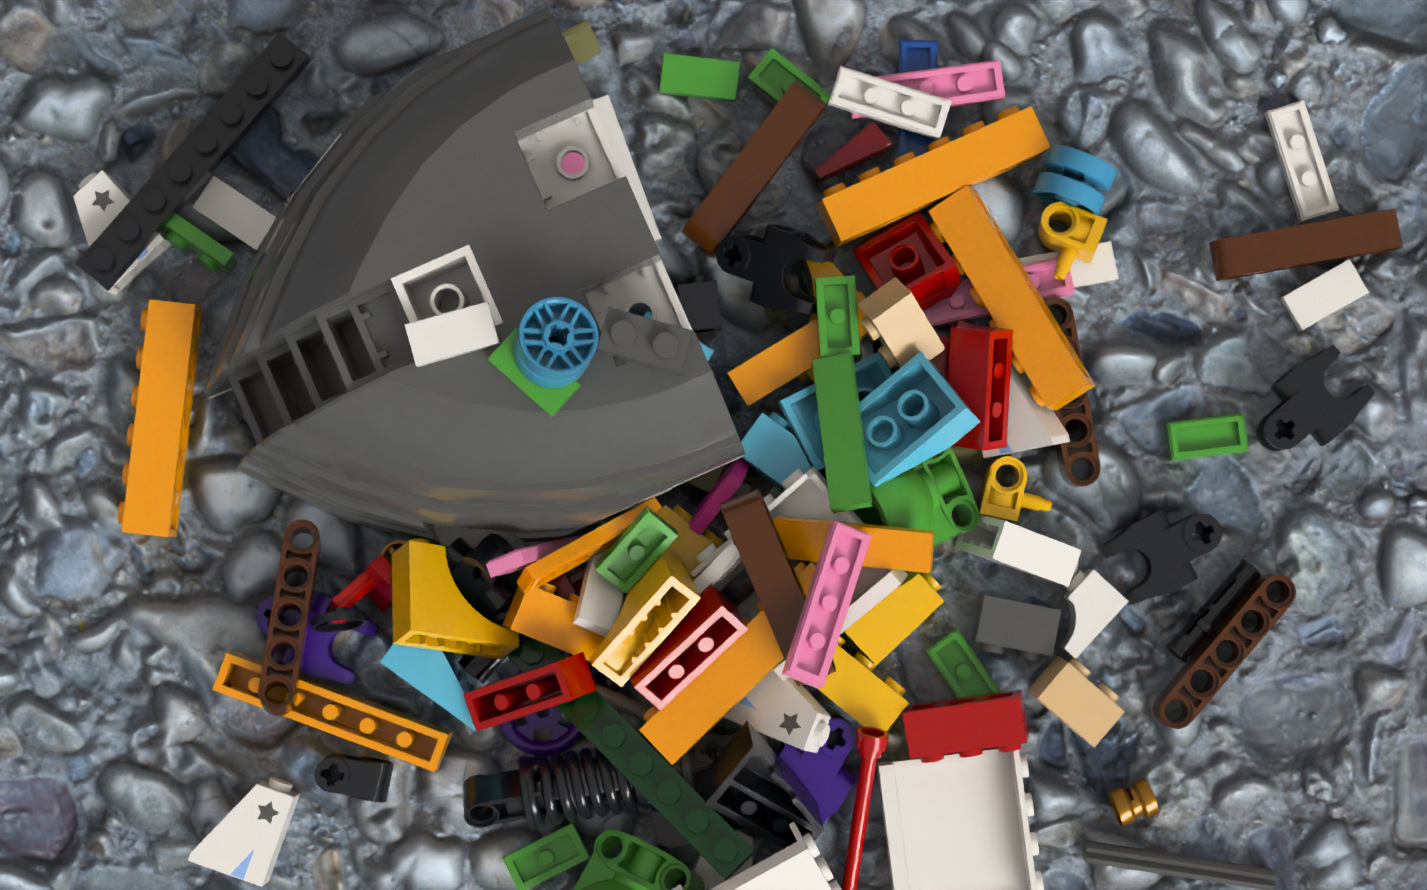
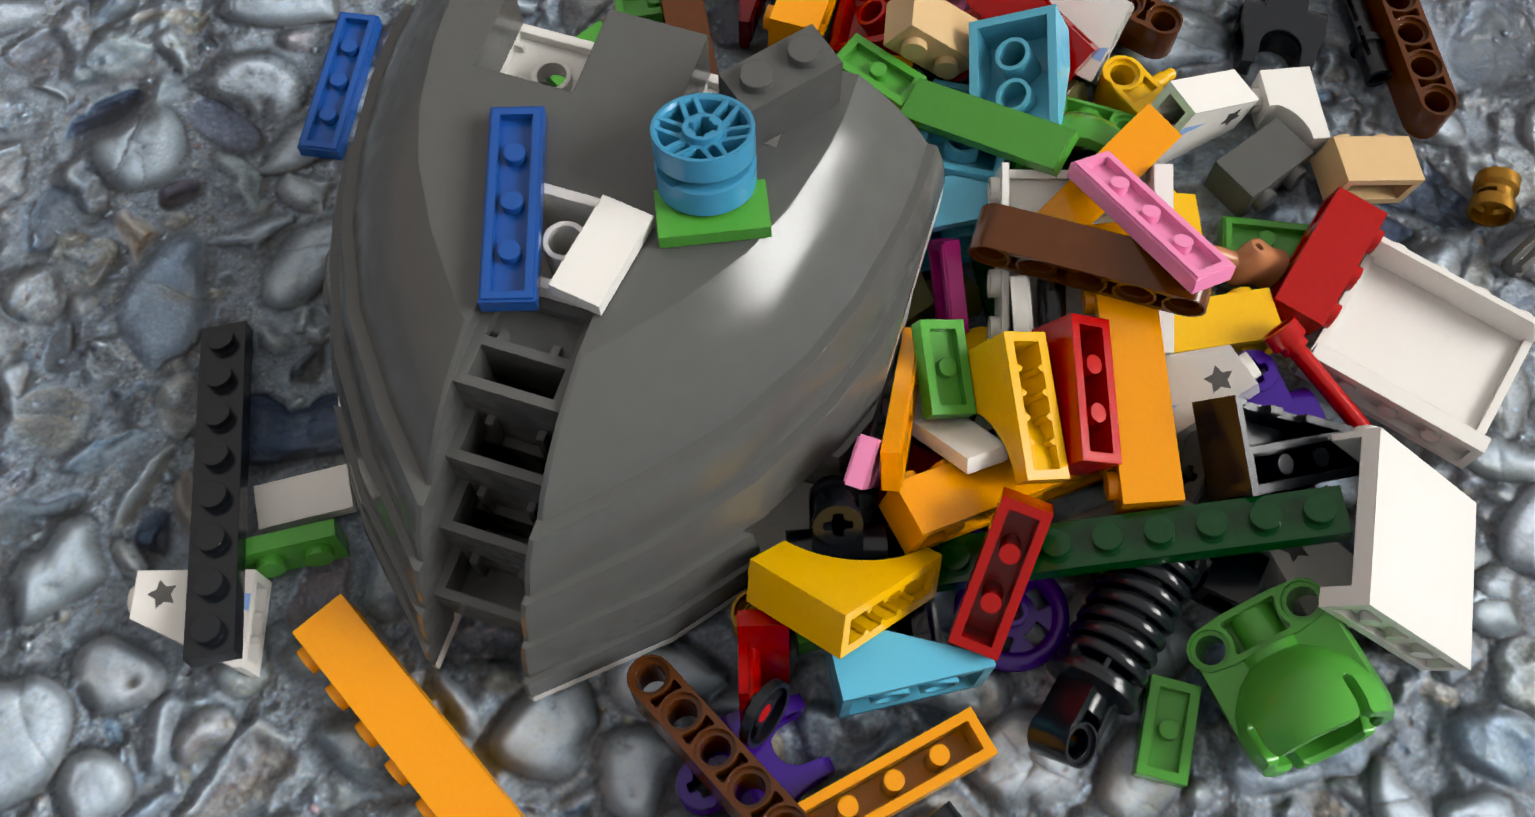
camera: 50 degrees left, 20 degrees down
(438, 253) = (513, 210): none -> blue tile
(925, 675) = (1256, 263): none -> nougat piece

